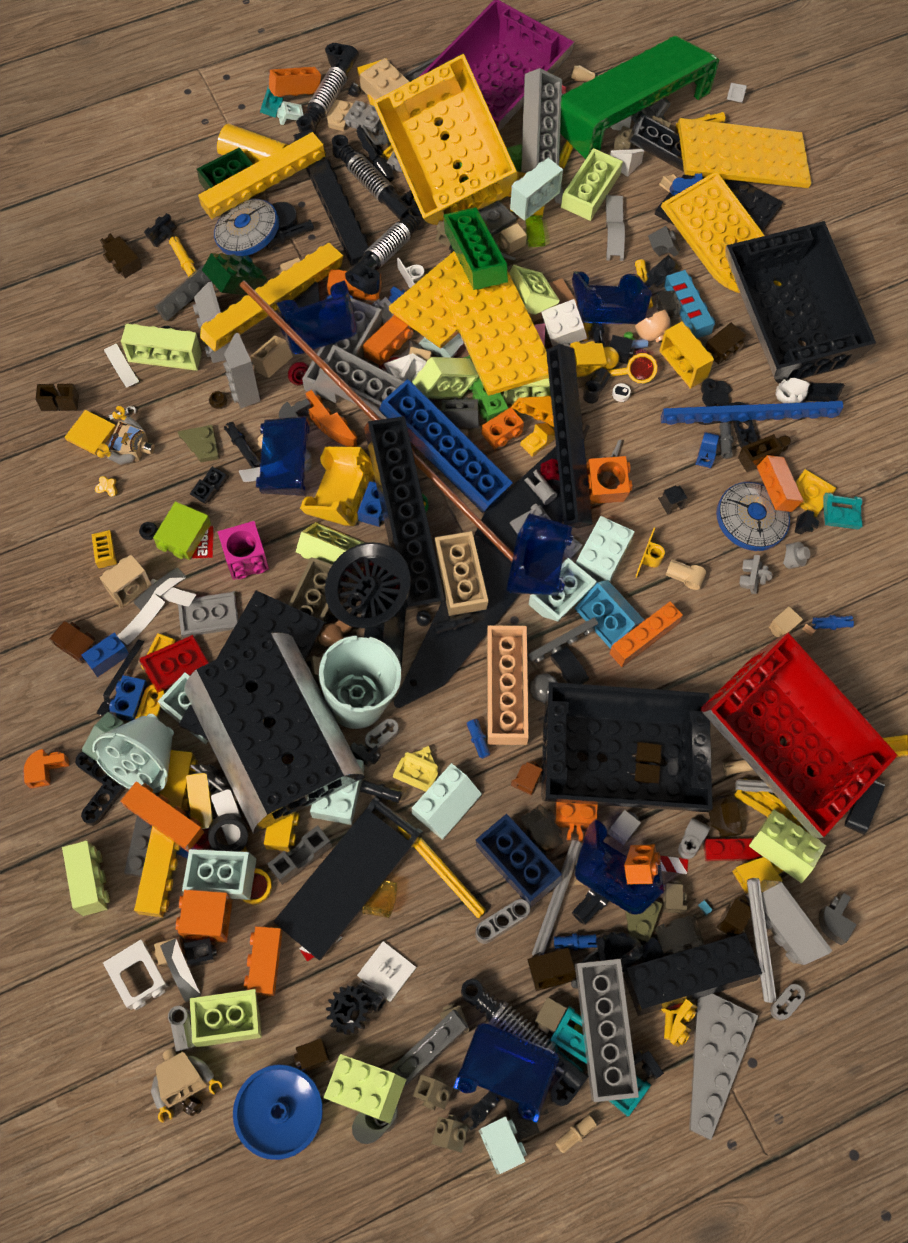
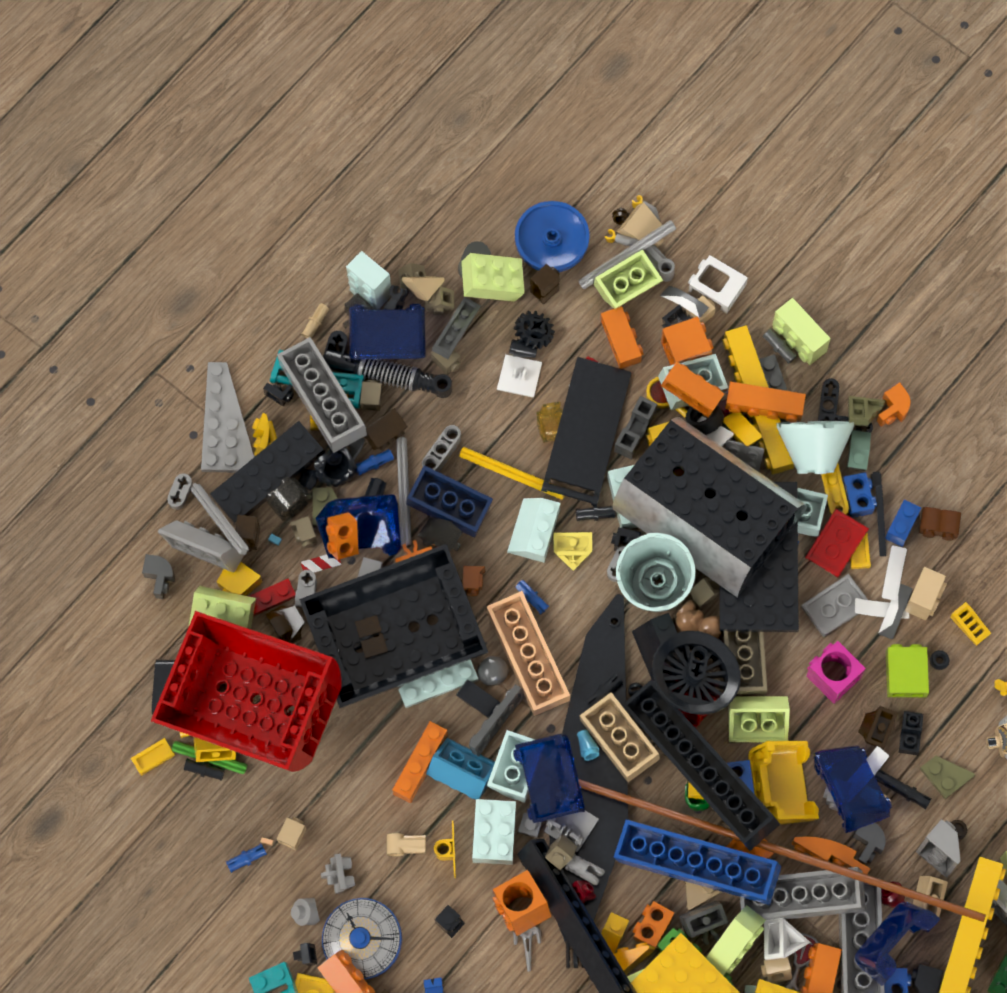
camera: 160 degrees right, 5 degrees up
(75, 774) = (863, 410): none -> olive wing
(114, 879) = (779, 346): none -> dark grey pin
(205, 547) = (878, 671): red sticker -> none
(207, 1049) = (640, 245): none -> light grey axle
(225, 854) = (692, 389): none -> orange brick
(234, 499) = (878, 726): none -> dark brown slope
(442, 1111) = (424, 286): none -> tan slope
(491, 583) = (588, 747): none -> medium azure cone
(556, 502) = (561, 852): none -> dark tan brick

